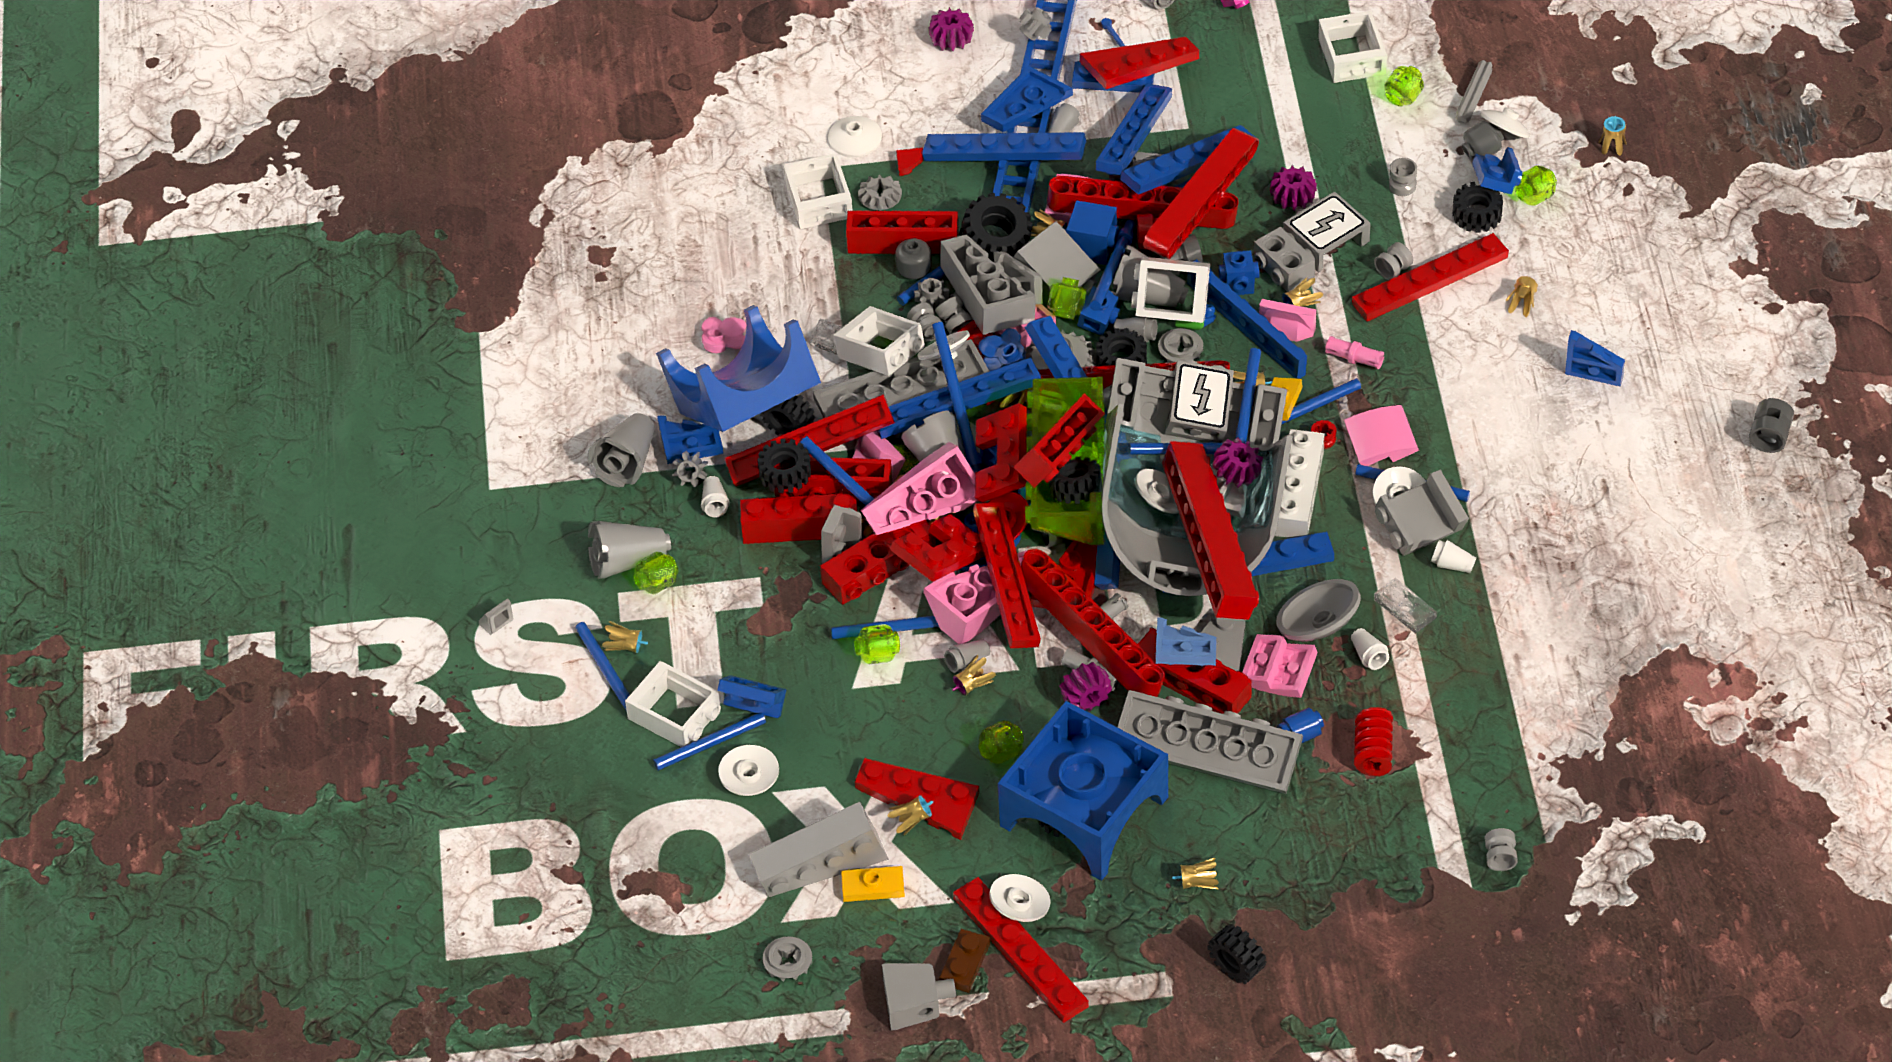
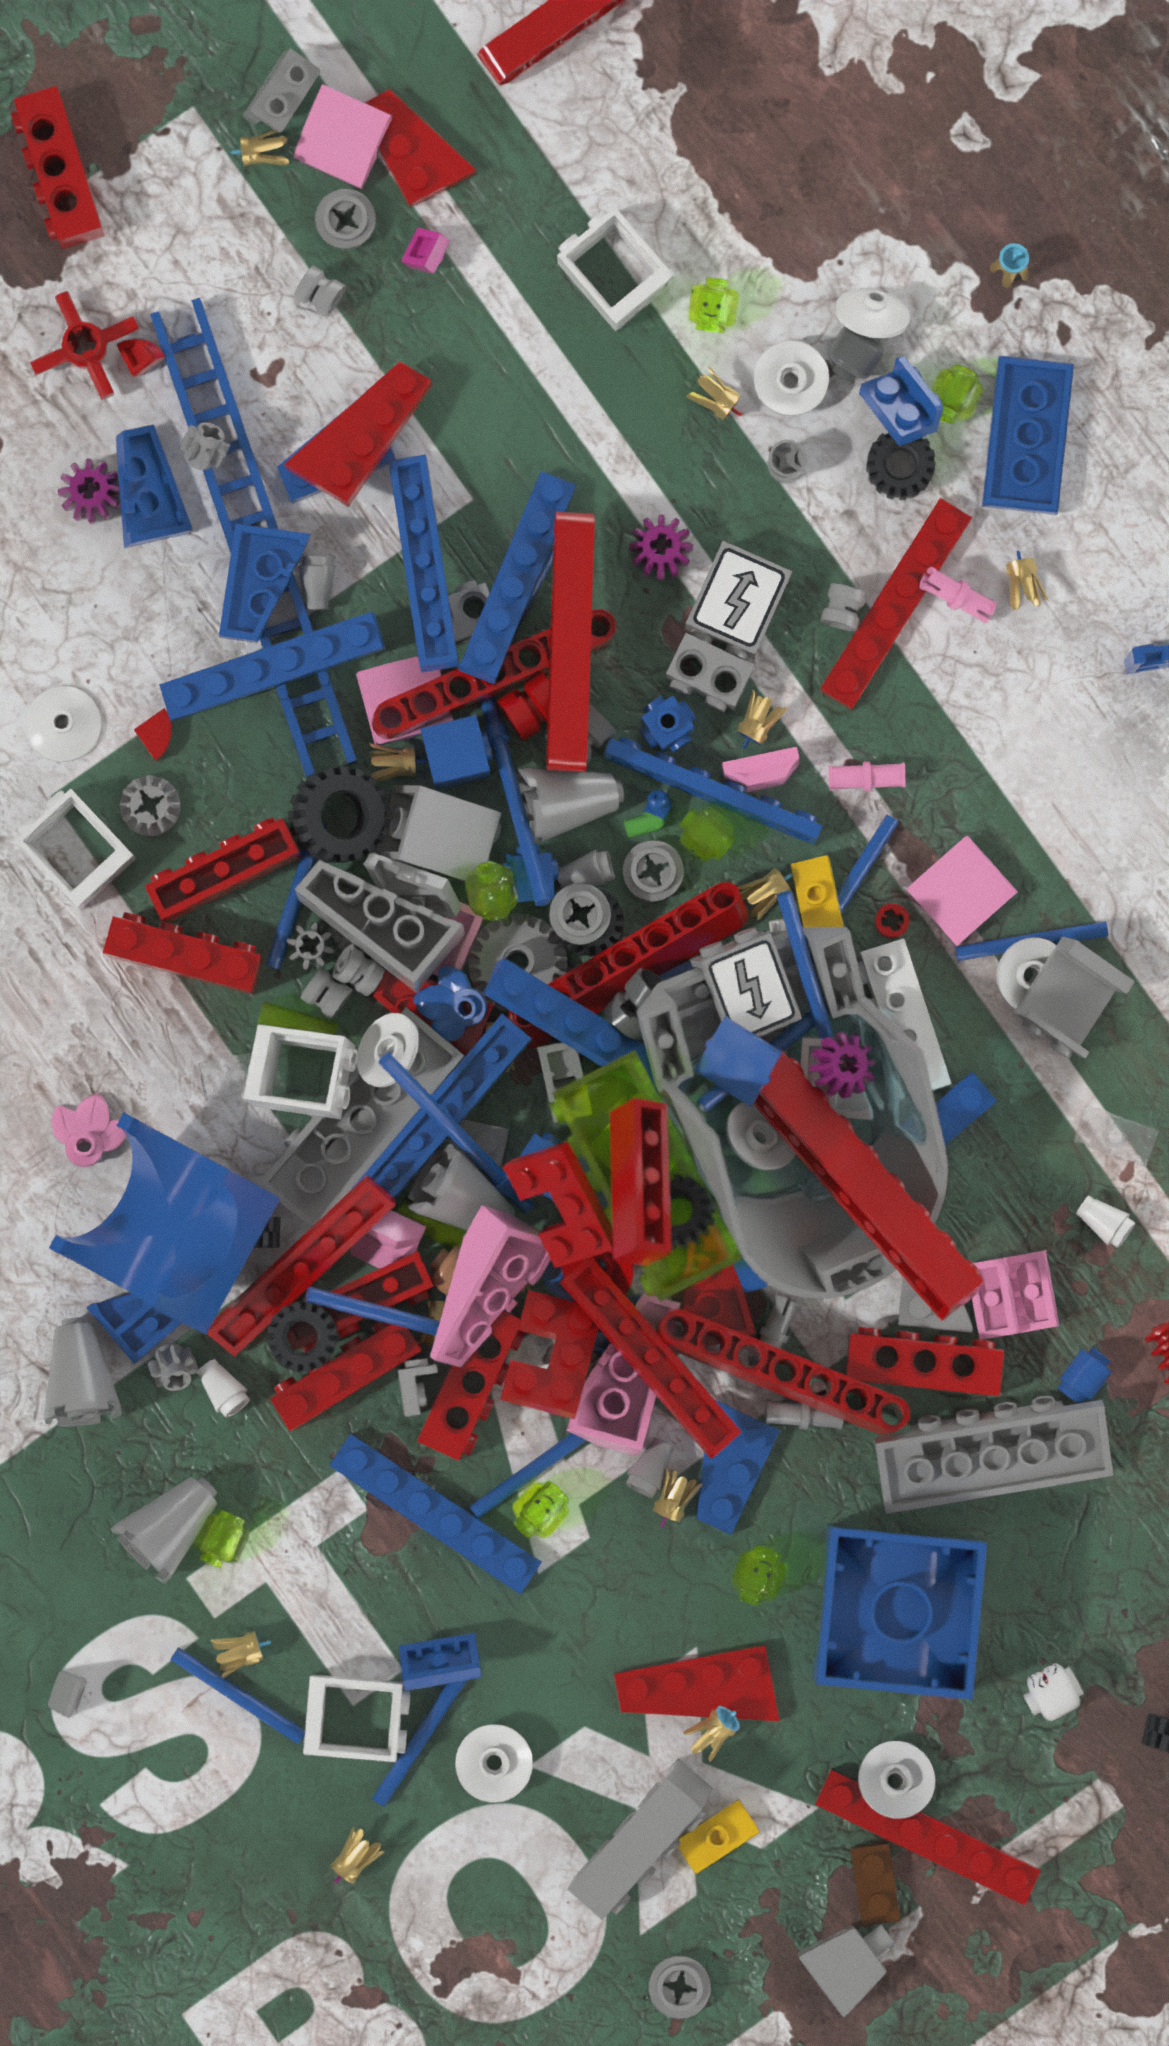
camera: 30 degrees left, 35 degrees up
(618, 784) = (355, 1857): none -> pearl gold piece
(806, 624) = (435, 1513): none -> blue plate
(848, 266) = (183, 955): none -> red brick
(913, 258) = (259, 917): dark grey head -> none
(986, 40) = (148, 491): none -> blue wing
(1022, 680) = (733, 1471): none -> blue wing
(1086, 686) = (818, 1455): magenta gear -> none
(1106, 23) = (278, 373): blue hinge -> none
(1126, 330) = (584, 896): none -> light grey gear
(1163, 894) = (1053, 1692): none -> white head
(1168, 427) = (738, 1061): none -> blue piece
(1184, 646) = (907, 1352): medium blue wing -> none
(1197, 876) = (1074, 1642): pearl gold piece -> none
(1200, 295) = (607, 797): white window -> none
(1228, 338) = (707, 833): none -> clear neon green head
(1318, 610) = (1008, 1203): light grey dish -> none
(1382, 135) = (724, 396): none -> pearl gold piece
(1432, 138) = (791, 359): none -> white dish
(1452, 557) = (1135, 1037): white cone -> none
(1474, 91) = (801, 265): light grey axle -> none
(1474, 281) = (958, 594): none -> bright pink pin
(1571, 224) = (1027, 435): none -> blue plate

